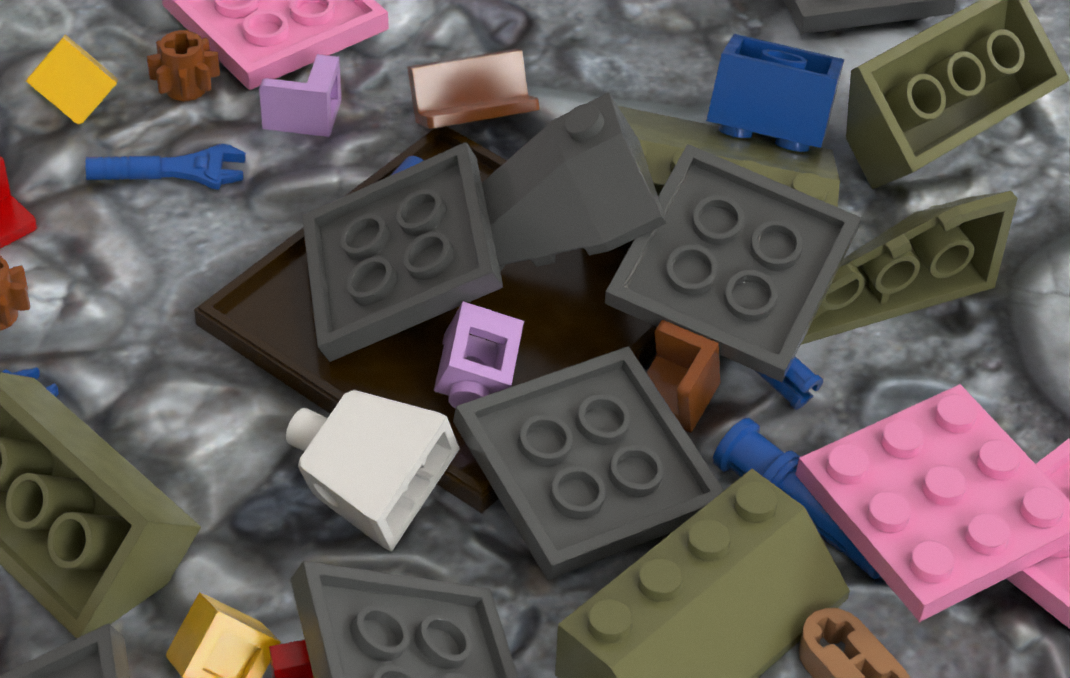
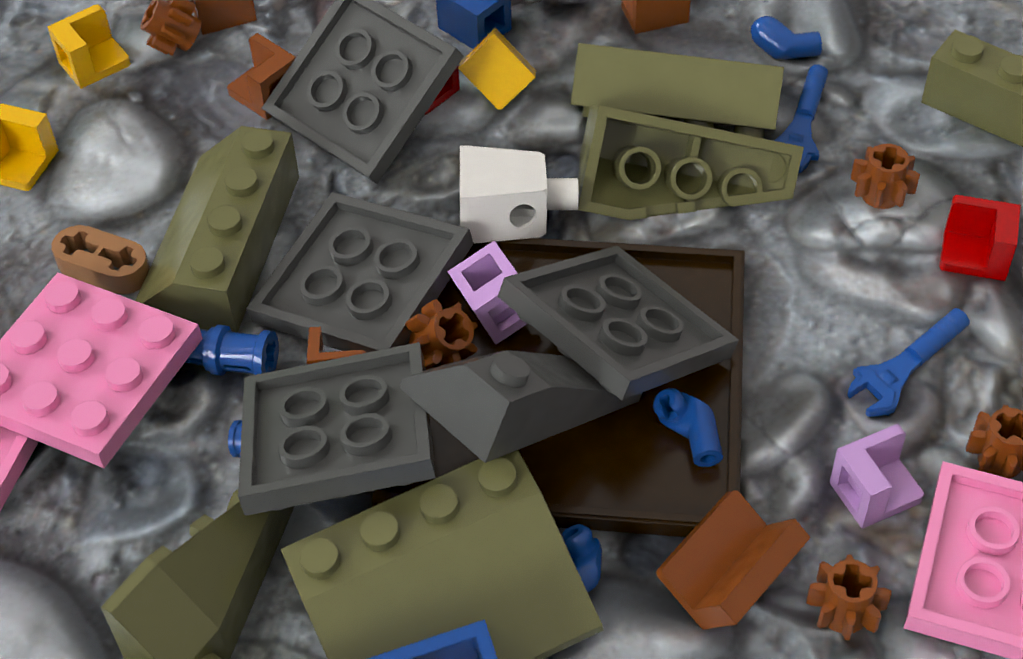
camera: 150 degrees right, 5 degrees up
(170, 427) = (663, 166): none -> olive wedge
(411, 40) = (848, 596): none -> dark orange gear
(563, 336) = (442, 333): none -> dark orange gear

